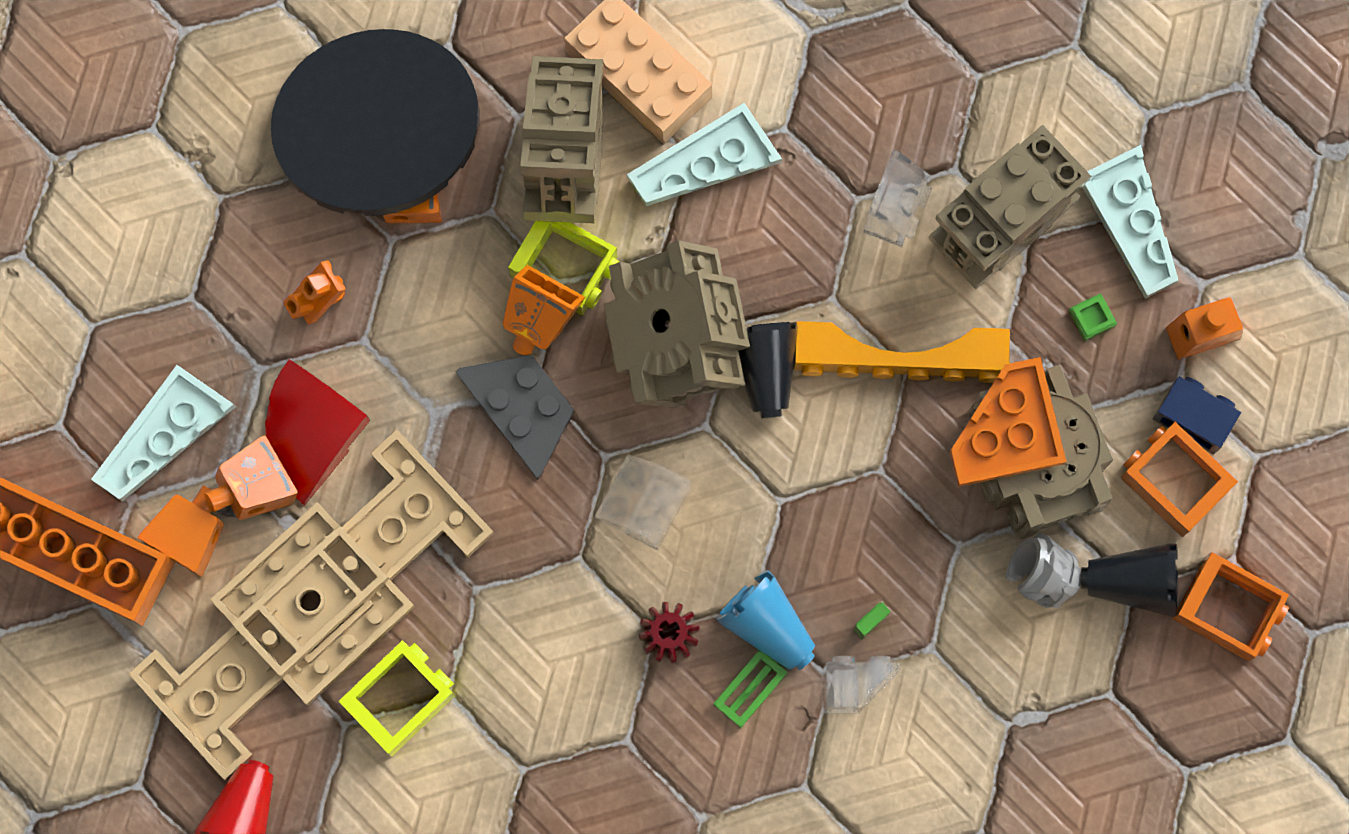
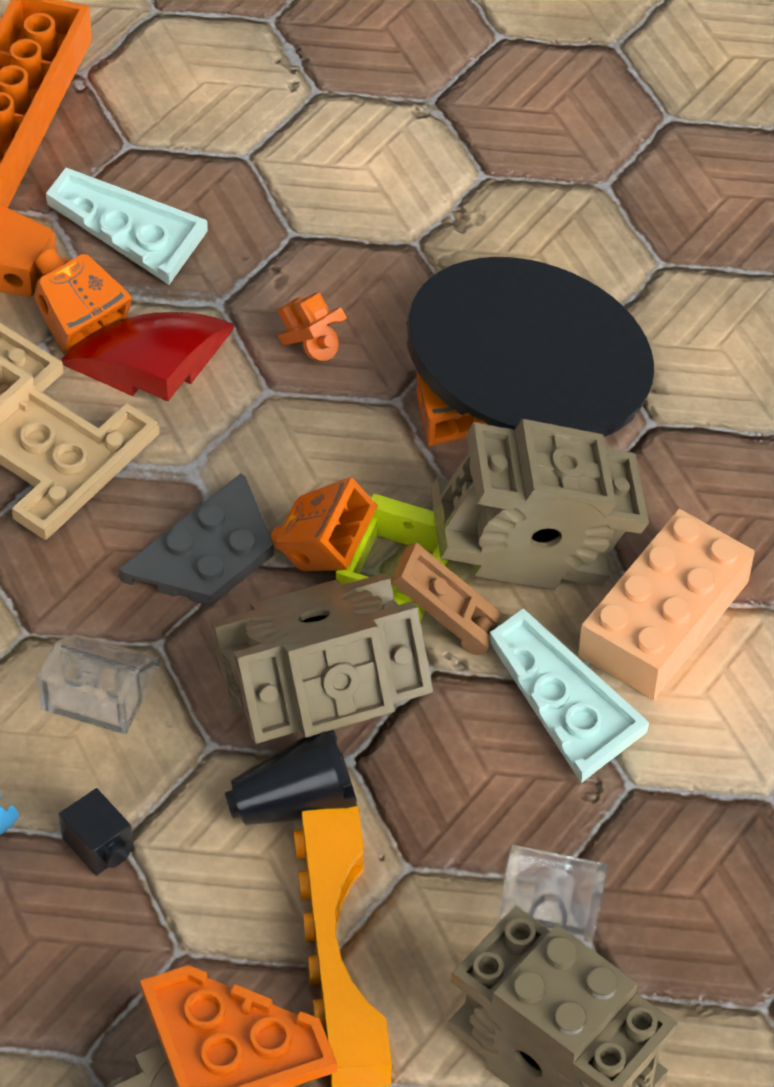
camera: 80 degrees right, 25 degrees down
(619, 228) = (446, 598): none -> medium nougat plate
(782, 515) = (96, 832): none -> black brick

